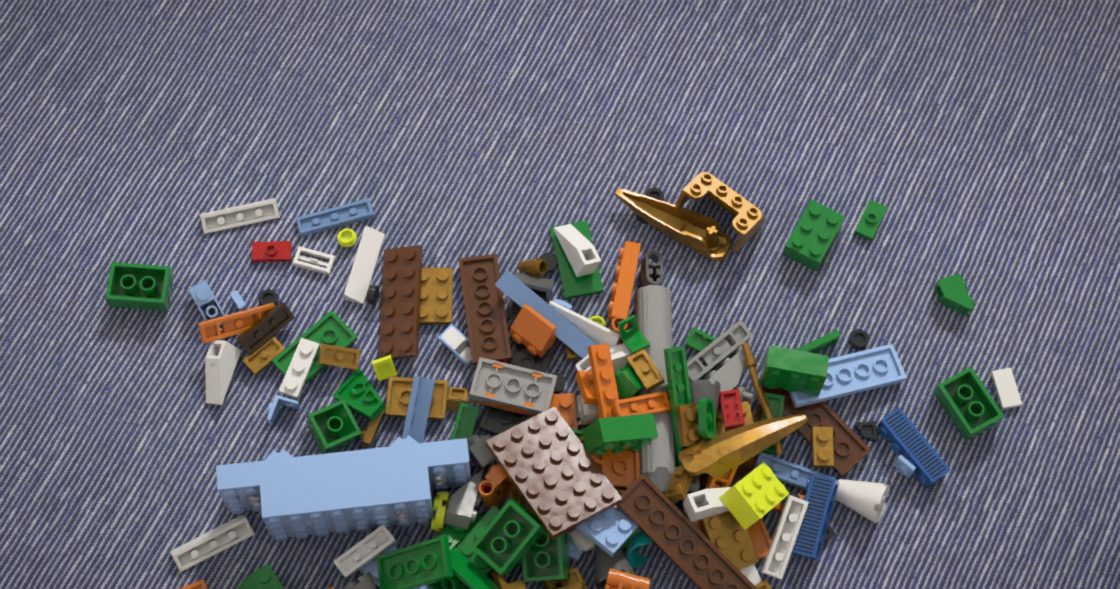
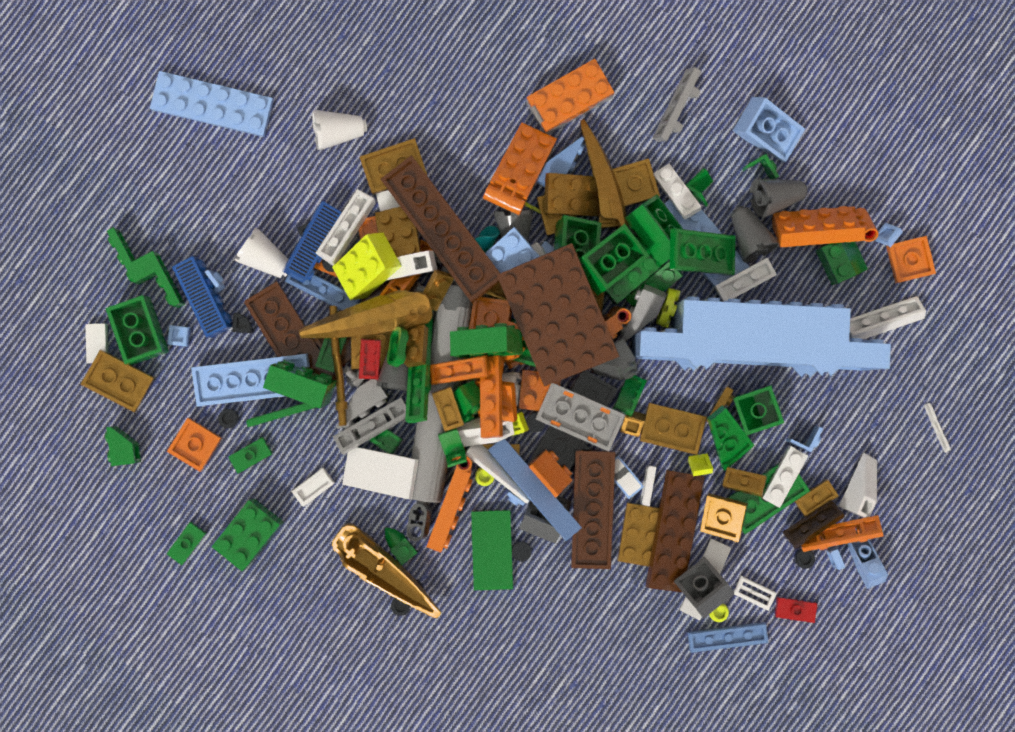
camera: 170 degrees left, 20 degrees up
(139, 286) = (933, 590): green brick -> none
(147, 444) = (933, 419): none -> white piece
(239, 215) = (823, 655): white slope -> none
(355, 321) = (723, 517): none -> plate
(366, 252) = (704, 587): none -> dark grey slope
(373, 294) = (701, 544): black tile -> none
(418, 408) = (677, 406): medium blue fence -> none
(433, 345) = (648, 485): none -> white tile
(535, 267) = (536, 546): pearl gold cone -> none
(569, 376) = (520, 425): none -> neon yellow plate
(578, 250) = (490, 557): white slope -> none
(667, 249) = (399, 545): none -> green plate
(698, 308) = (380, 472): none -> white tile
(747, 216) = (338, 601): pearl gold windscreen -> none
(761, 289) = (313, 487): none -> white tile
(822, 447) = (289, 310): pearl gold plate -> none
(829, 308) = (250, 455): none -> green plate
(885, 309) = (194, 444): none -> orange plate
(927, 409) = (178, 335): none -> light blue tile
(975, 351) = (117, 381): none -> pearl gold plate
(977, 467) = (145, 268): none -> green bracket

